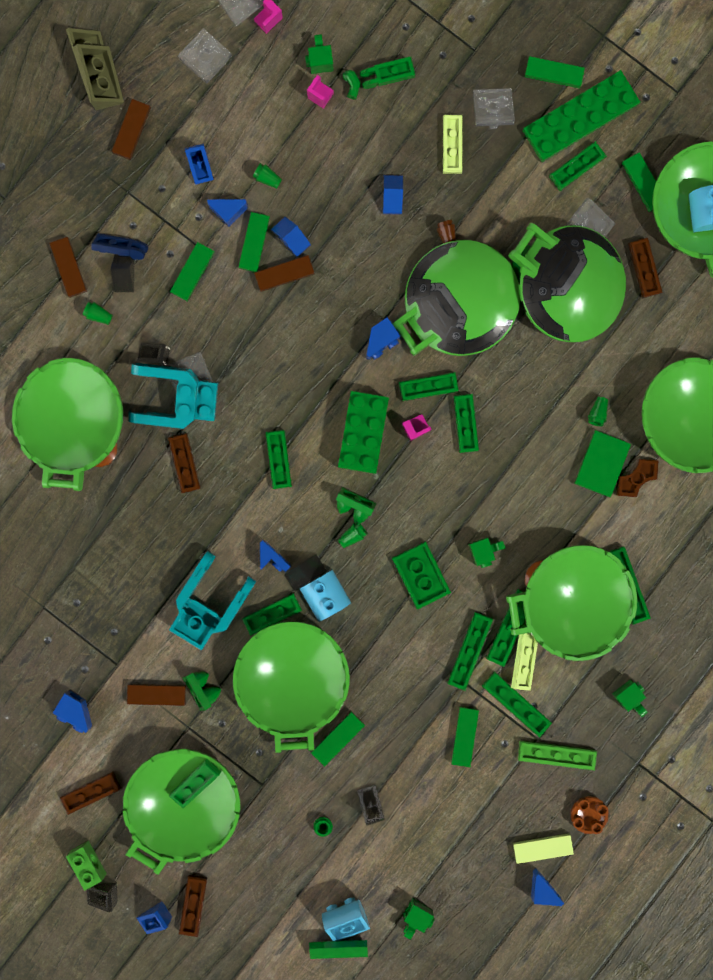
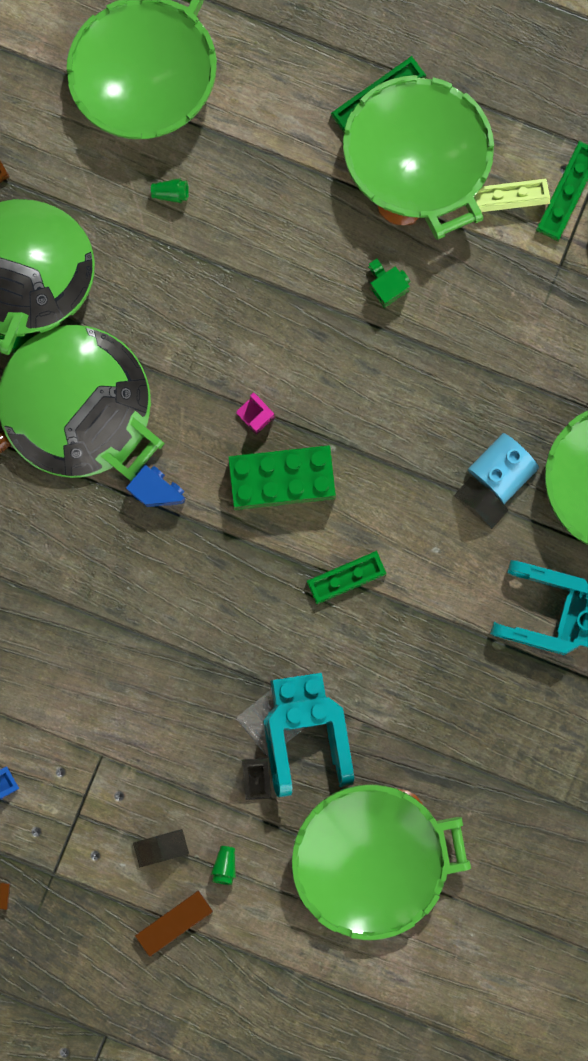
camera: 105 degrees left, 5 degrees down
(120, 246) = (128, 861): dark blue hinge -> none
(184, 463) = (386, 697): reddish brown tile -> none
(192, 271) = (135, 758): green tile -> none
(228, 209) = (42, 734): blue slope -> none
(254, 242) = (74, 689): green tile -> none
(267, 553) = (471, 554): blue slope -> none
(272, 614) = (547, 529): green tile -> none
(284, 273) = (104, 638): reddish brown tile -> none
(291, 236) = (53, 644): blue slope -> none
(352, 535) = (416, 454): green cone -> none
(362, 506) = (376, 453): green tile -> none
(421, 575) = (441, 355): green tile -> none
(428, 386) = (198, 413): green tile -> none
(466, 423) = (232, 353): green tile -> none
(470, 651) = (519, 267): green tile -> none
(504, 639) = (492, 228): green tile -> none
(602, 464) = (234, 168): green tile -> none
(630, 696) = (516, 53): green brick -> none
(631, 483) = (250, 126): reddish brown tile -> none

